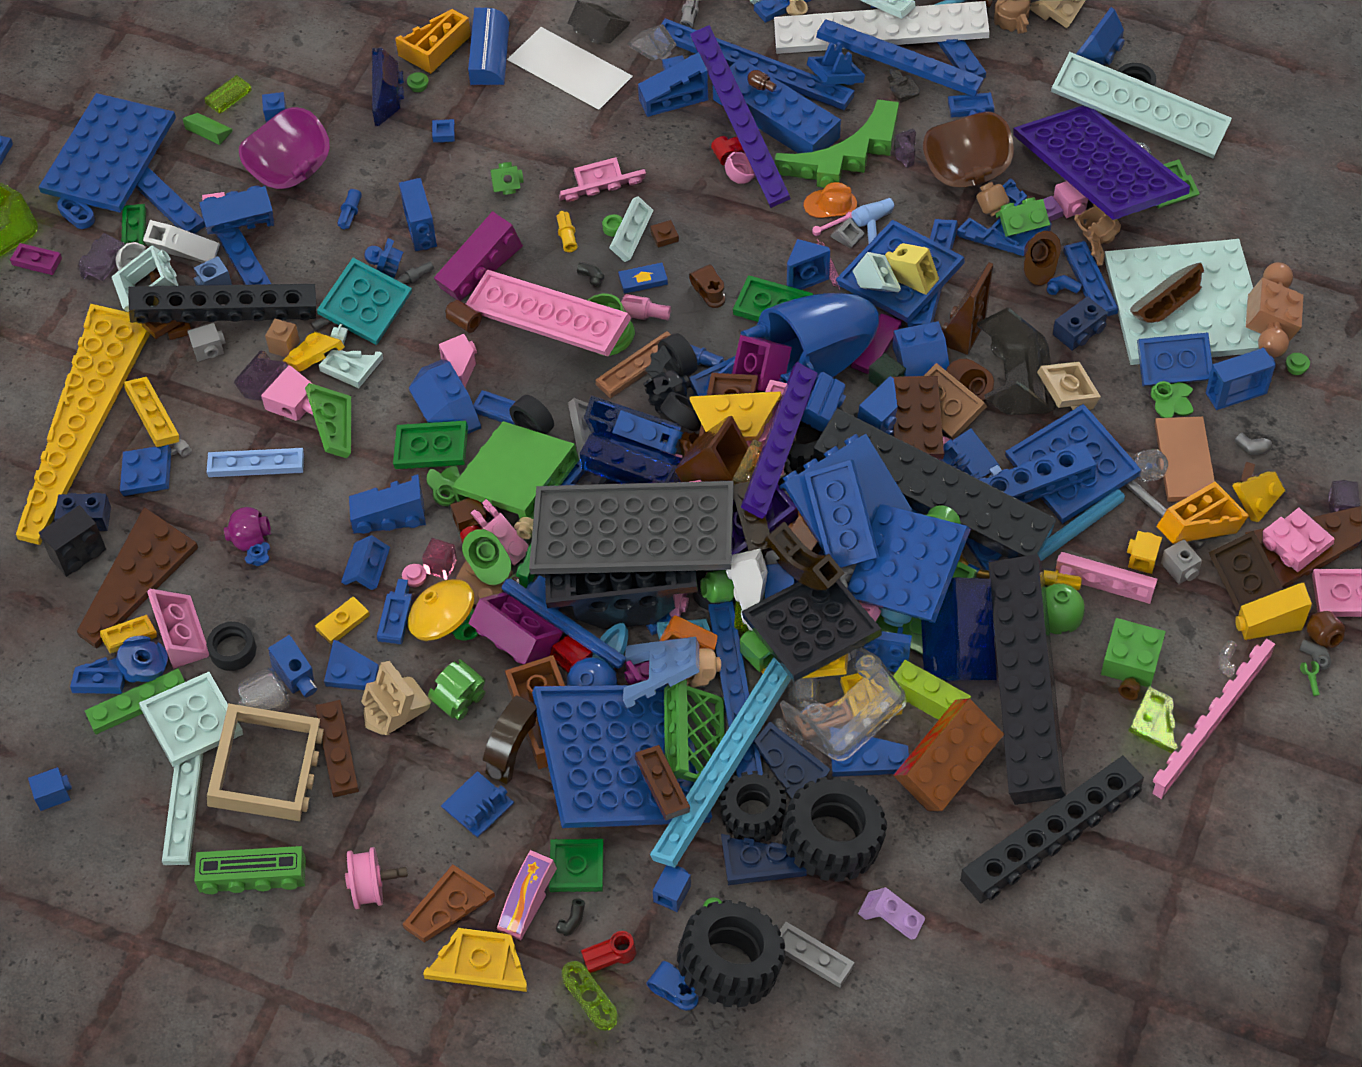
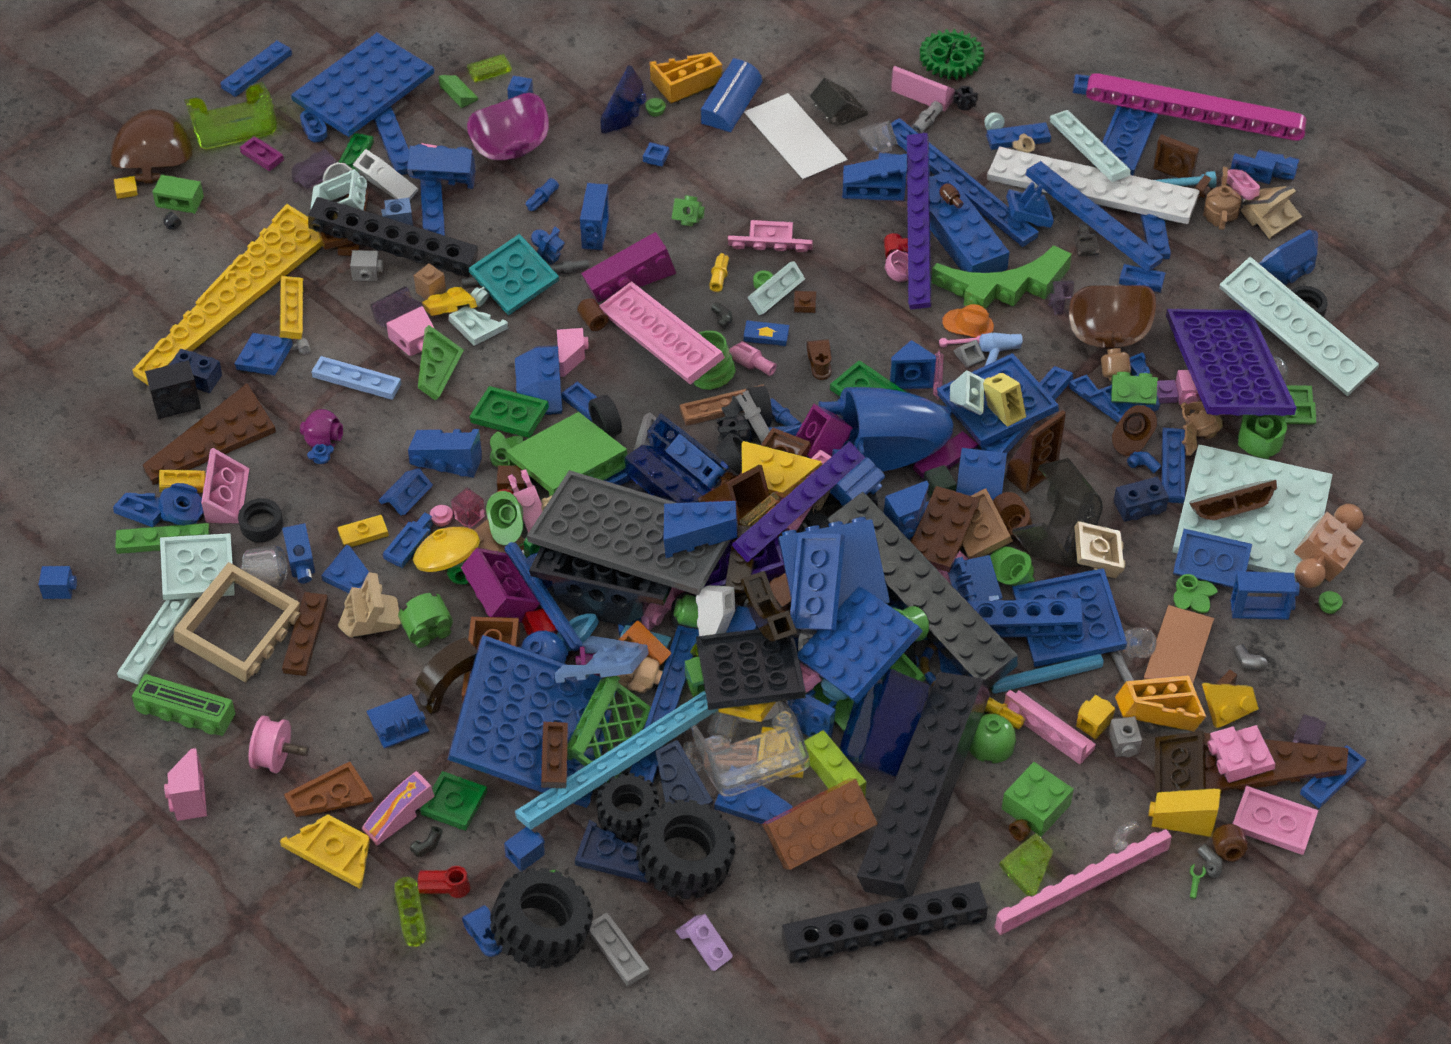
camera: 20 degrees right, 5 degrees down
(302, 956) = (186, 788): none -> bright pink slope
(681, 365) = (753, 414): none -> light grey pin
(700, 498) = (697, 524): none -> blue wedge
(997, 431) = (1012, 566): none -> bright green piece
(1159, 223) = (1262, 435): none -> bright green brick

